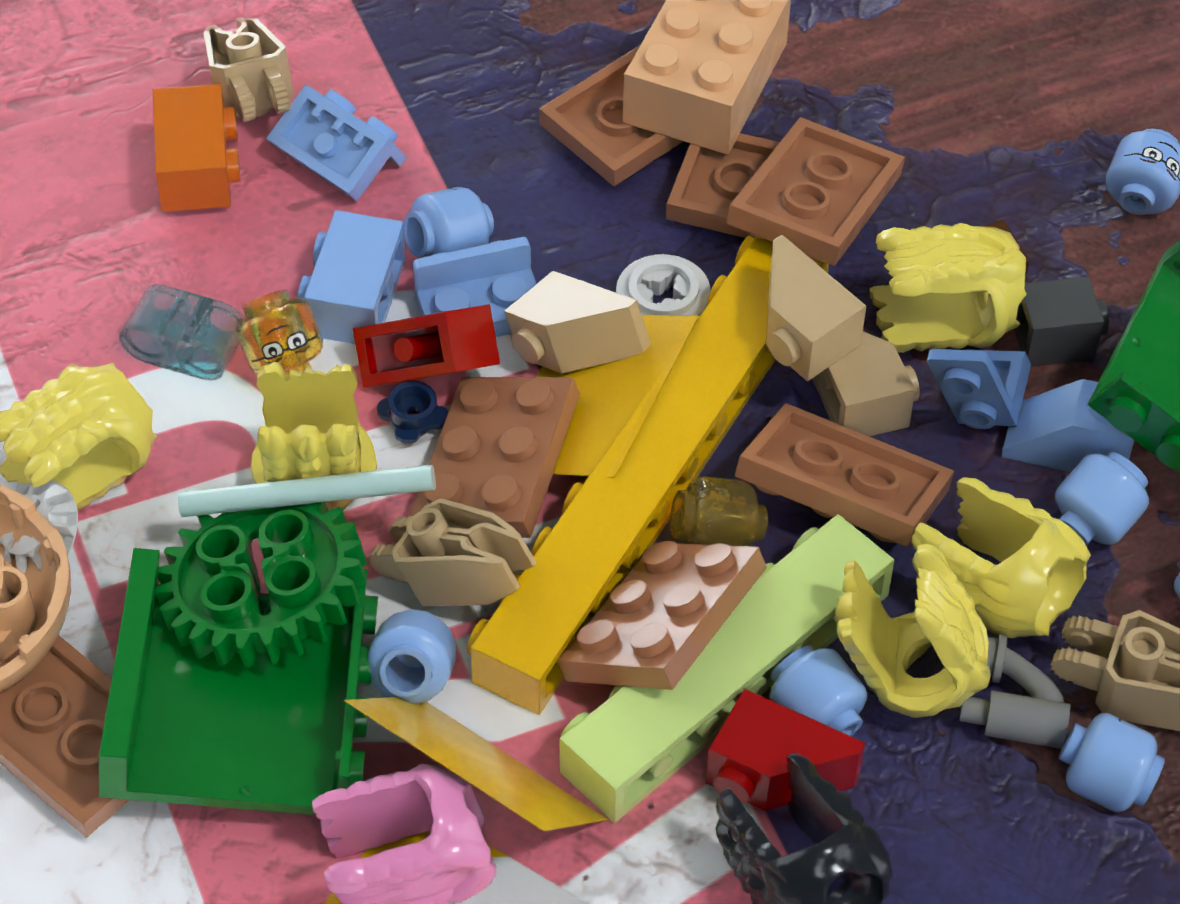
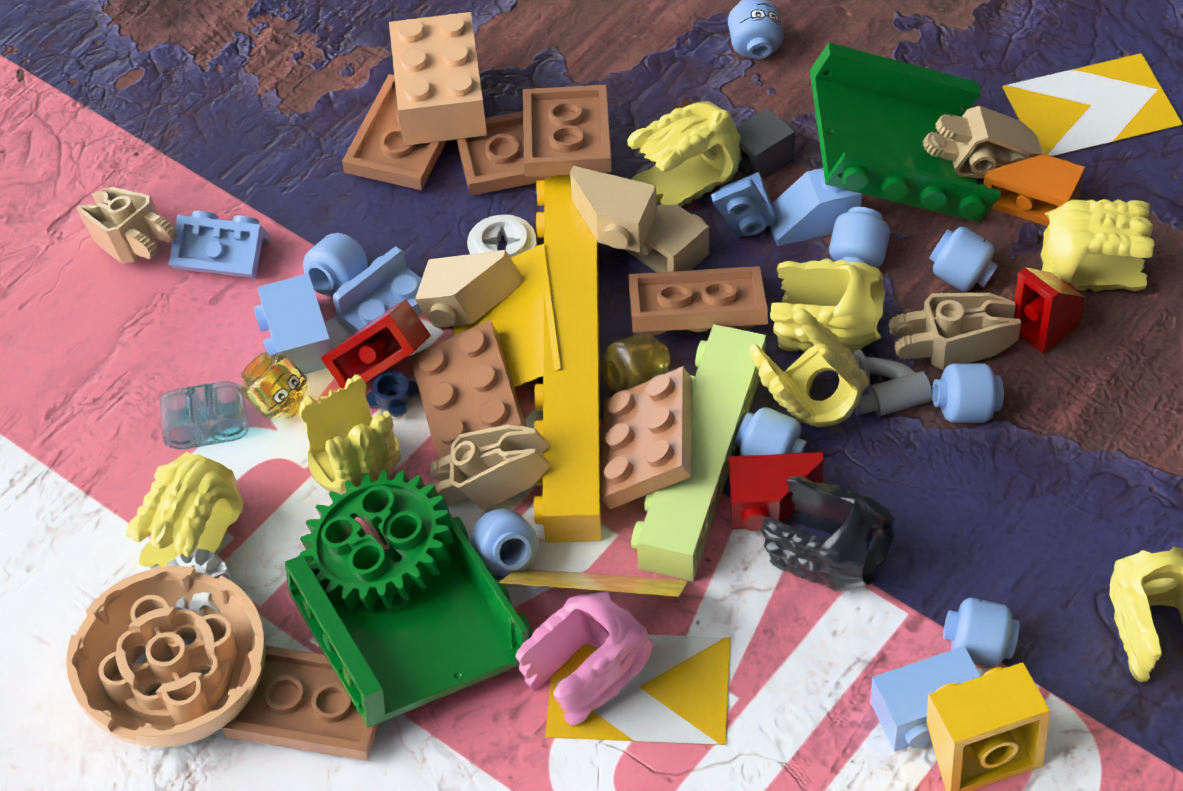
camera: 25 degrees left, 0 degrees up
(192, 147) = (126, 291): orange brick -> none
(307, 490) = (373, 470): light aqua bar -> none

